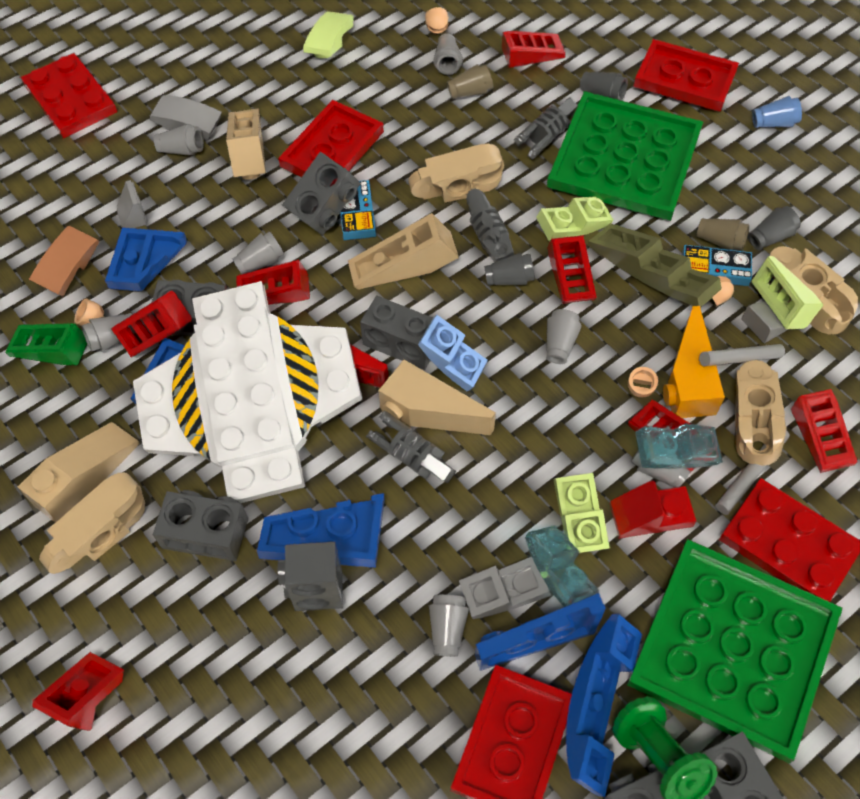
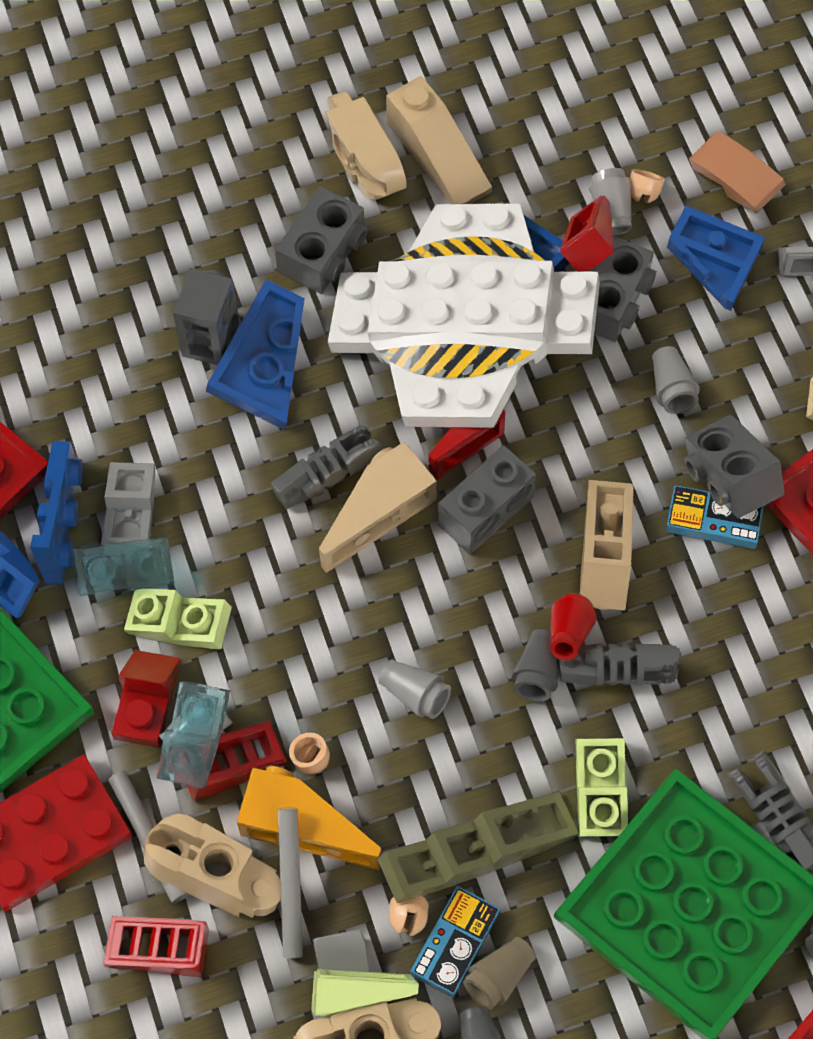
camera: 110 degrees right, 5 degrees up
(61, 343) = (621, 143): green slope -> none
(79, 691) = (185, 98): red slope -> none
(284, 273) = (614, 413): red slope -> none
(447, 623) = (116, 438): light grey cone -> none
(454, 358) = (429, 542): light blue slope -> none
(457, 172) = (722, 656): tan piece -> none
(478, 253) = (570, 624): none -> red cone
(570, 245) = (533, 764): red slope -> none

